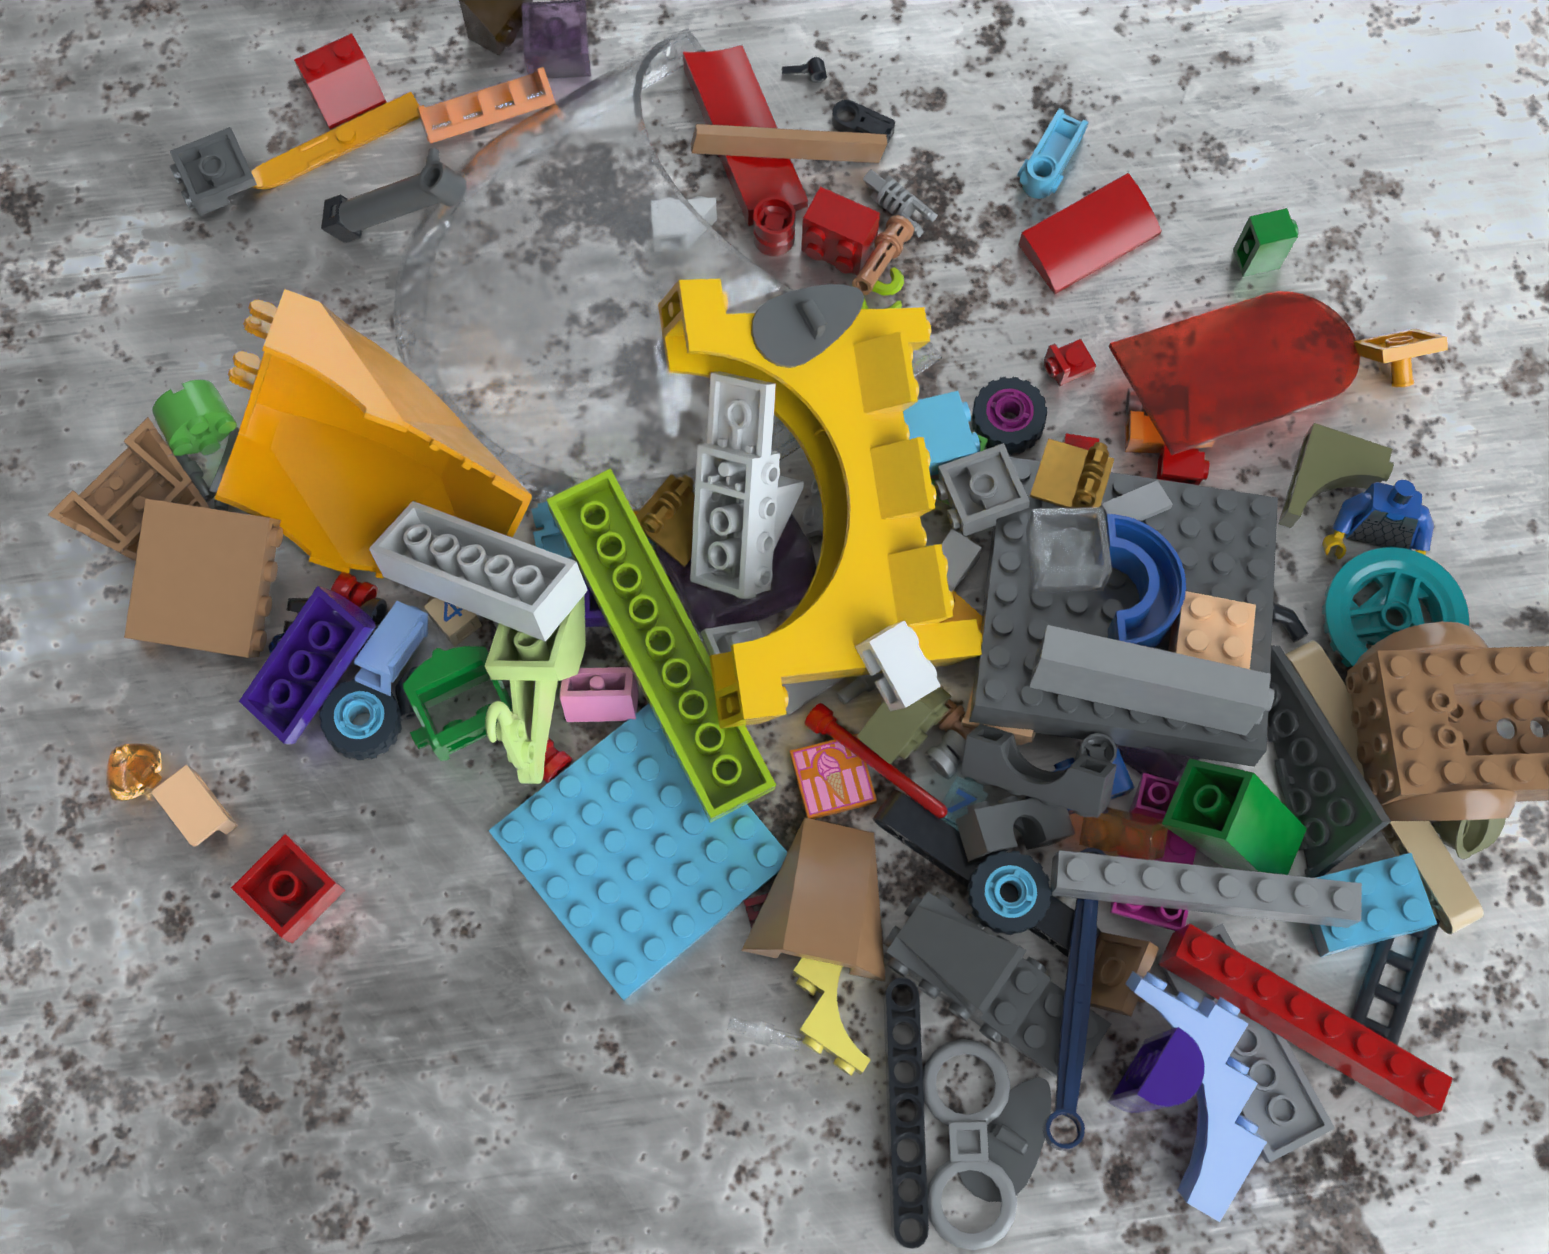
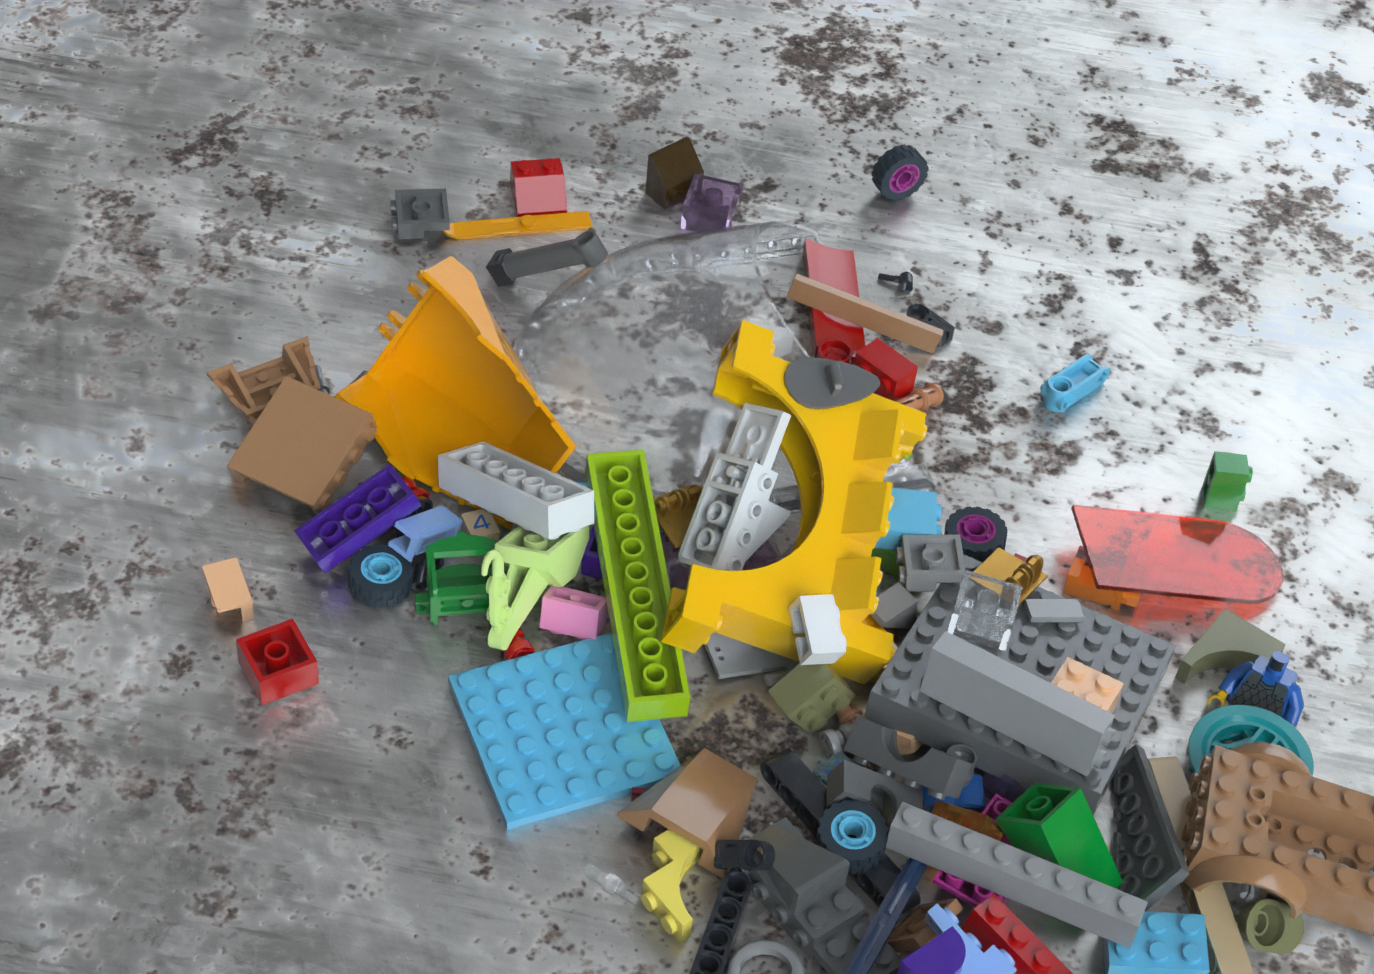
camera: 15 degrees right, 25 degrees down
(132, 770) = (192, 550): clear orange piece -> none
(193, 418) = (340, 350): bright green brick -> none
(486, 106) = (629, 232): orange window -> none
(822, 721) = (745, 688): red piece -> none
(831, 779) = (739, 730): tile -> none
(897, 199) = (934, 372): light grey hinge -> none
(897, 965) = (741, 855): none -> black piece
(1068, 362) = (1037, 518): red bracket -> none
(1090, 233) = (1085, 441): red slope -> none
(1157, 575) = (1046, 635): blue brick -> none
(1182, 467) = (1107, 604): red window -> none
(1290, 622) = (1159, 739): black arm -> none
(1399, 350) = (1315, 583): light orange tile -> none

